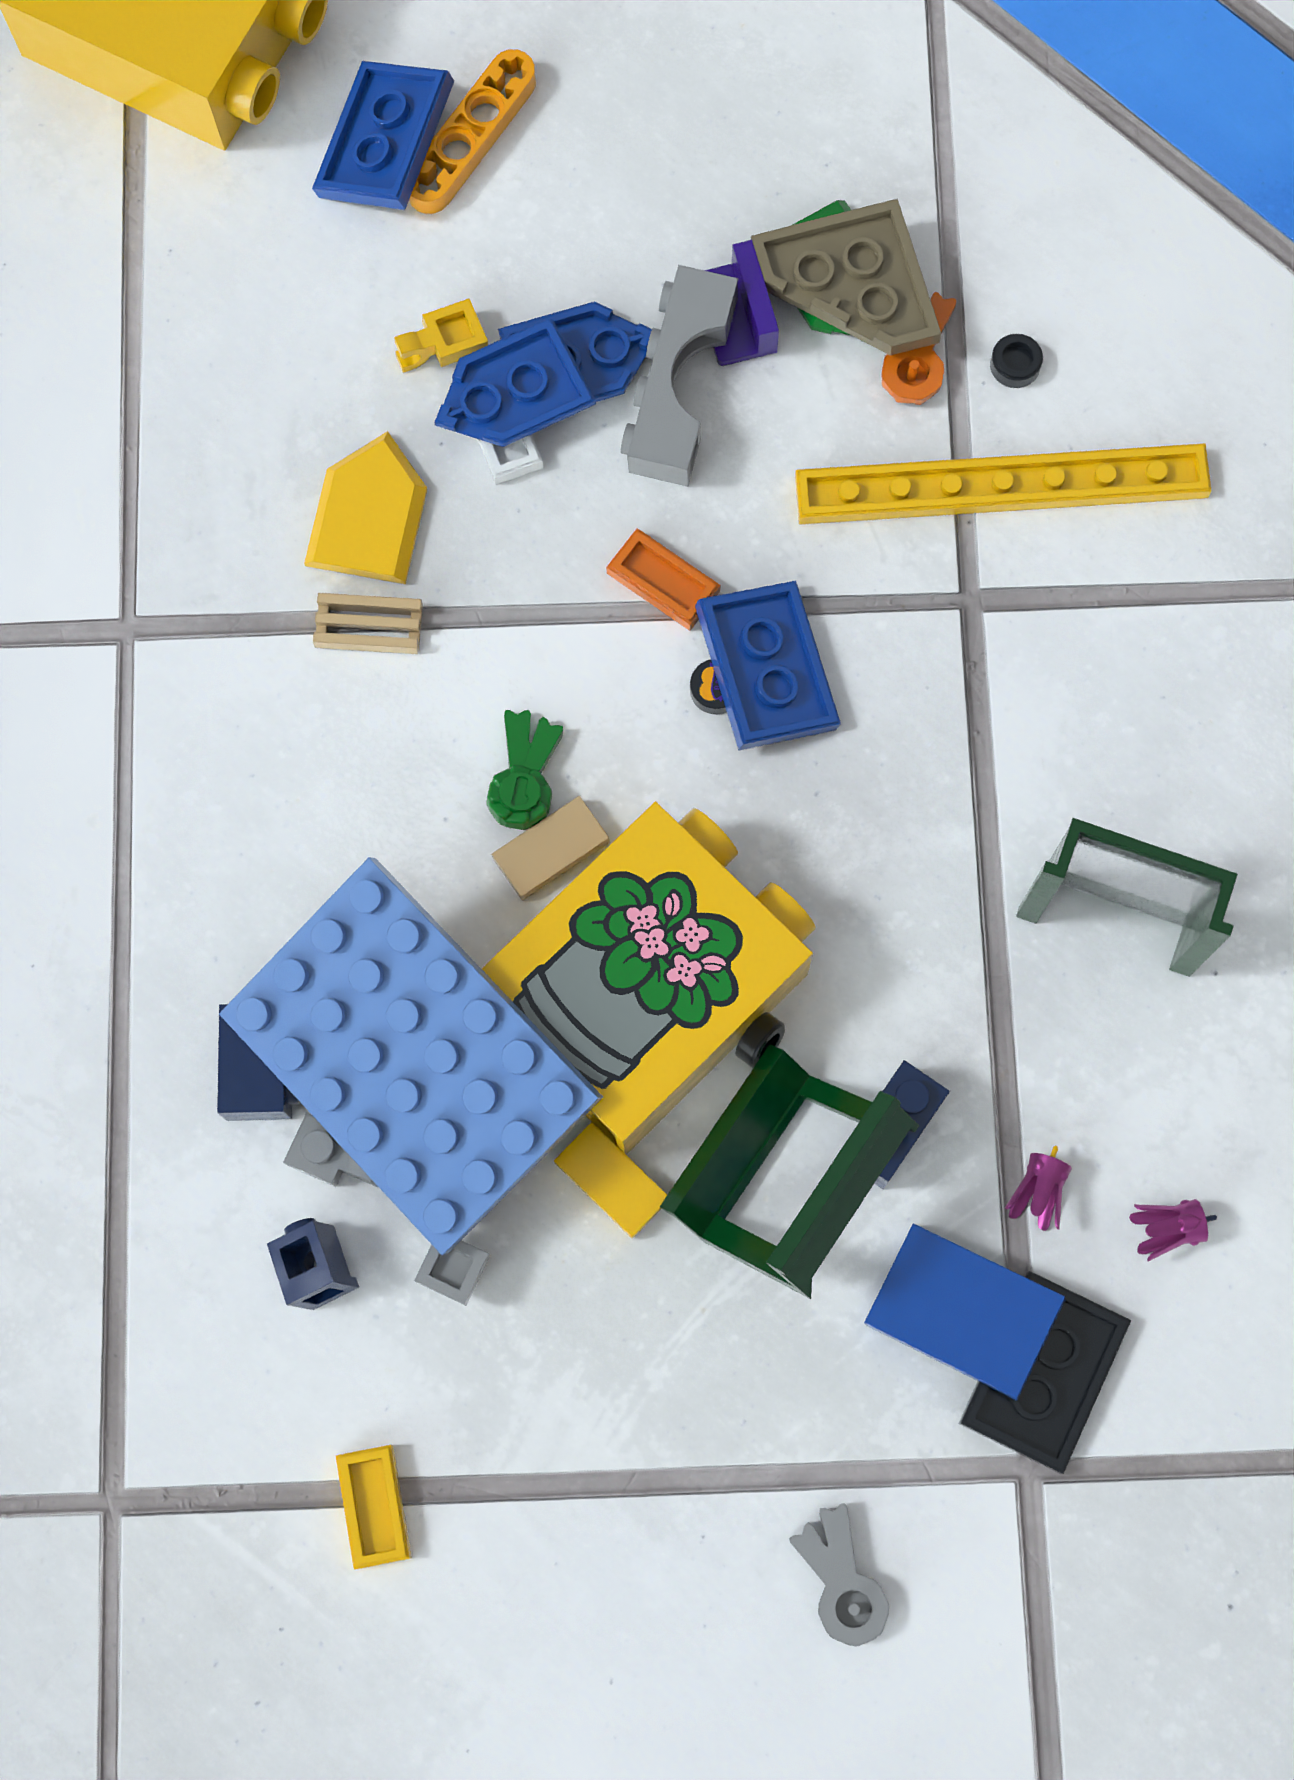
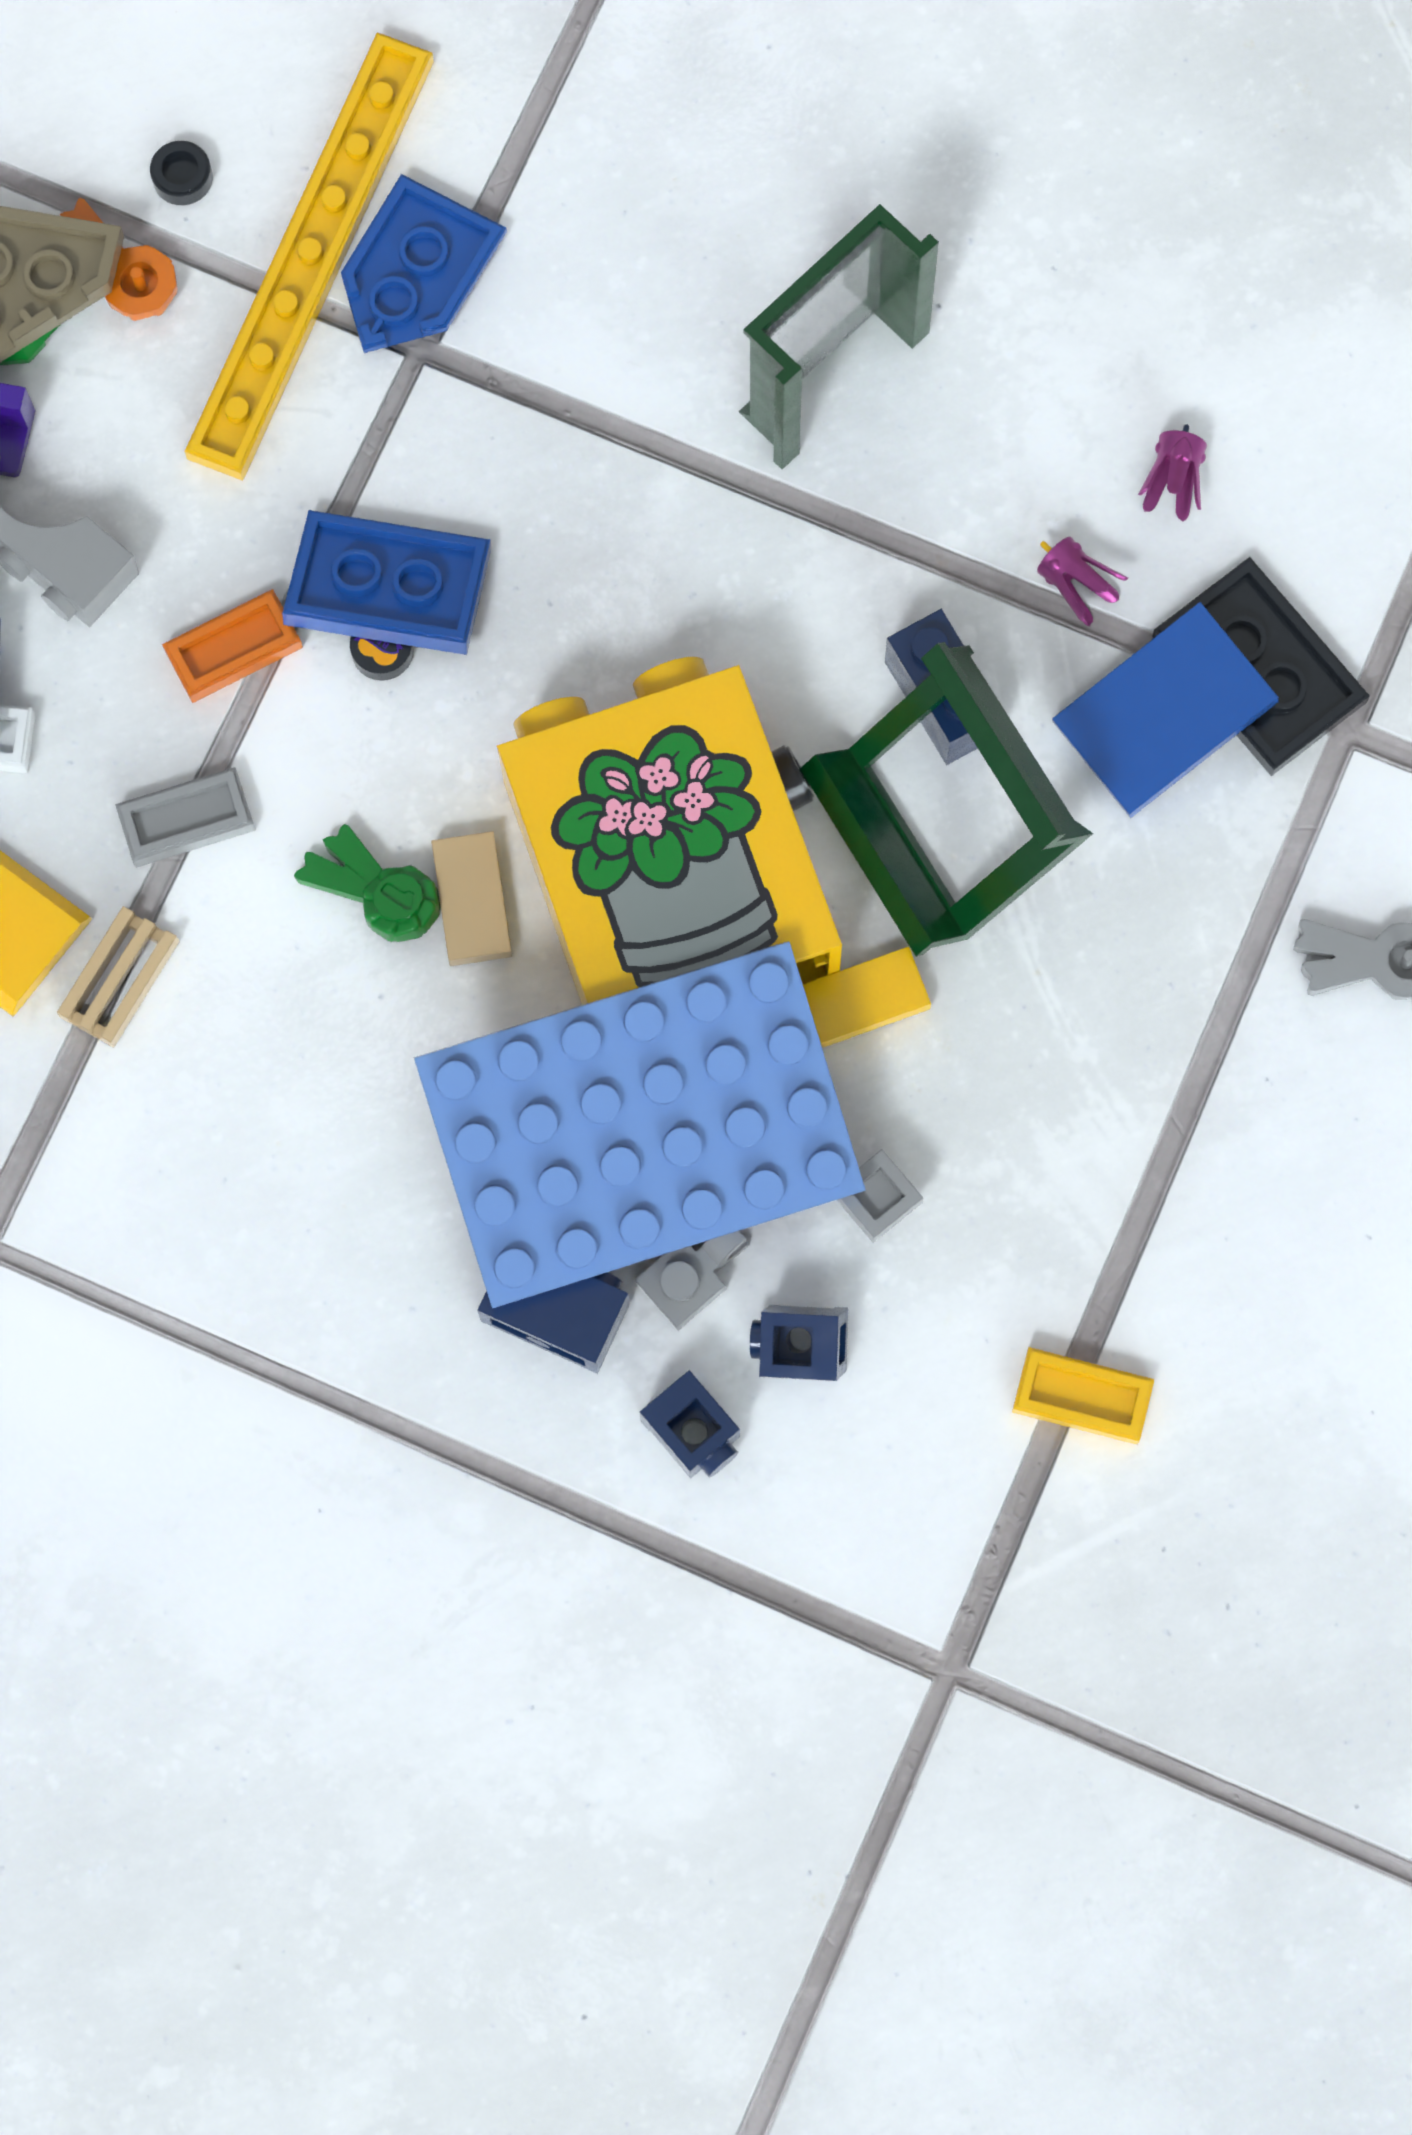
camera: 65 degrees left, 0 degrees up
(199, 1192) = (687, 1403): none -> dark blue brick
(513, 610) = (185, 817): none -> light grey tile
(1033, 563) = (416, 265): none -> blue tile

